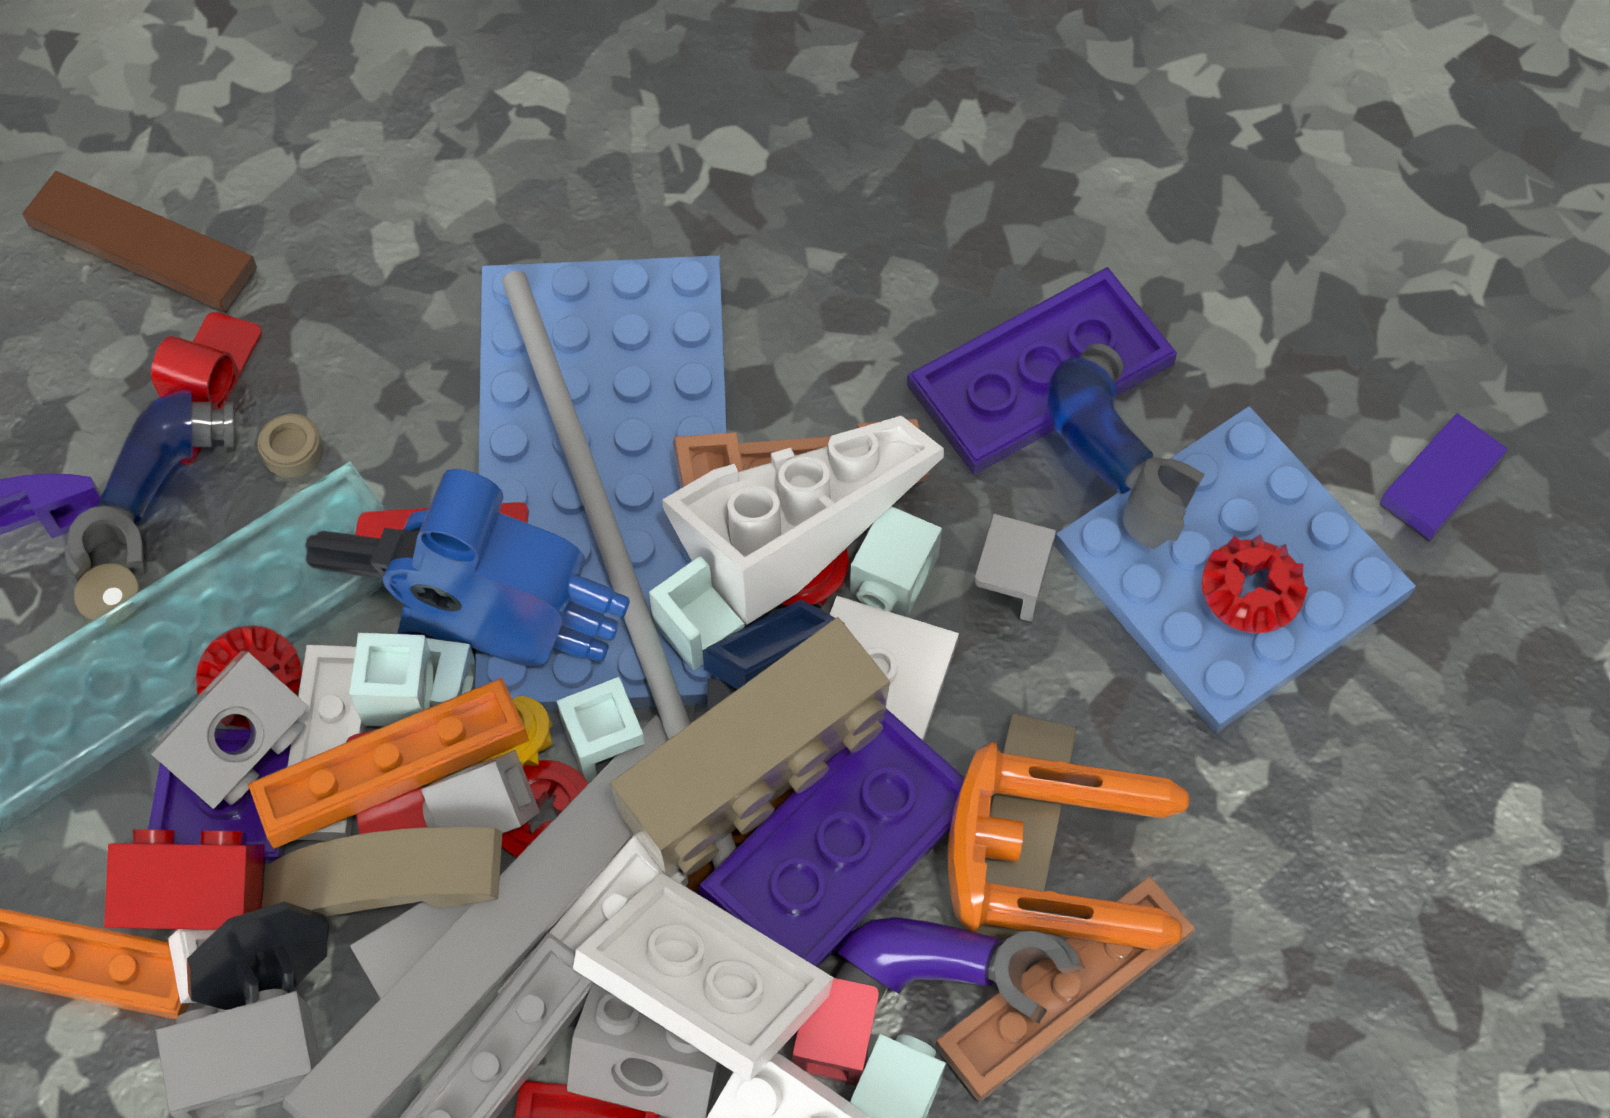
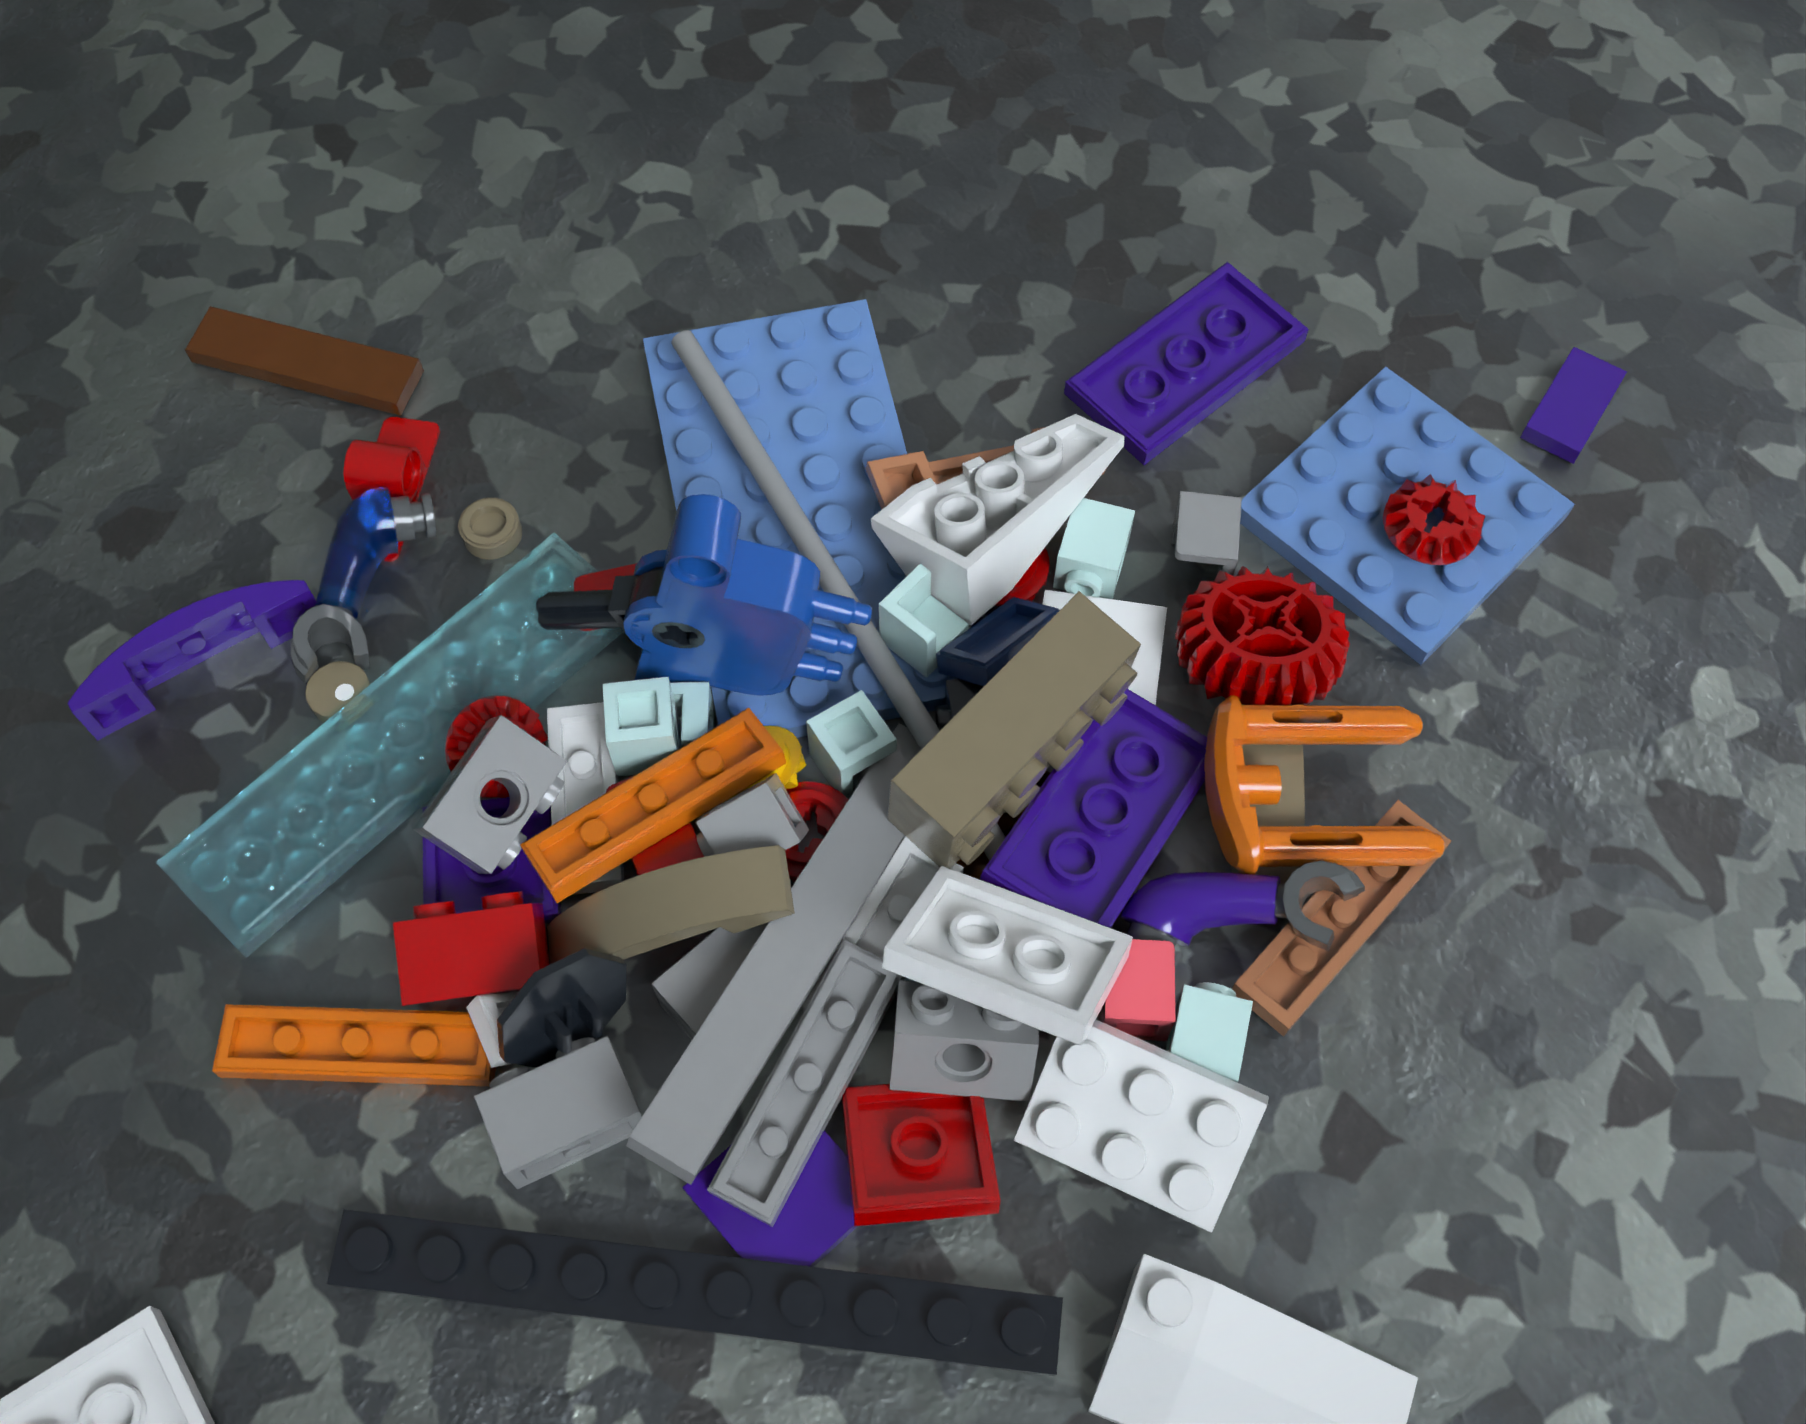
camera: 10 degrees left, 0 degrees up
(1043, 703) = (1262, 639): none -> red gear
(1084, 416) = (1246, 395): piece -> none

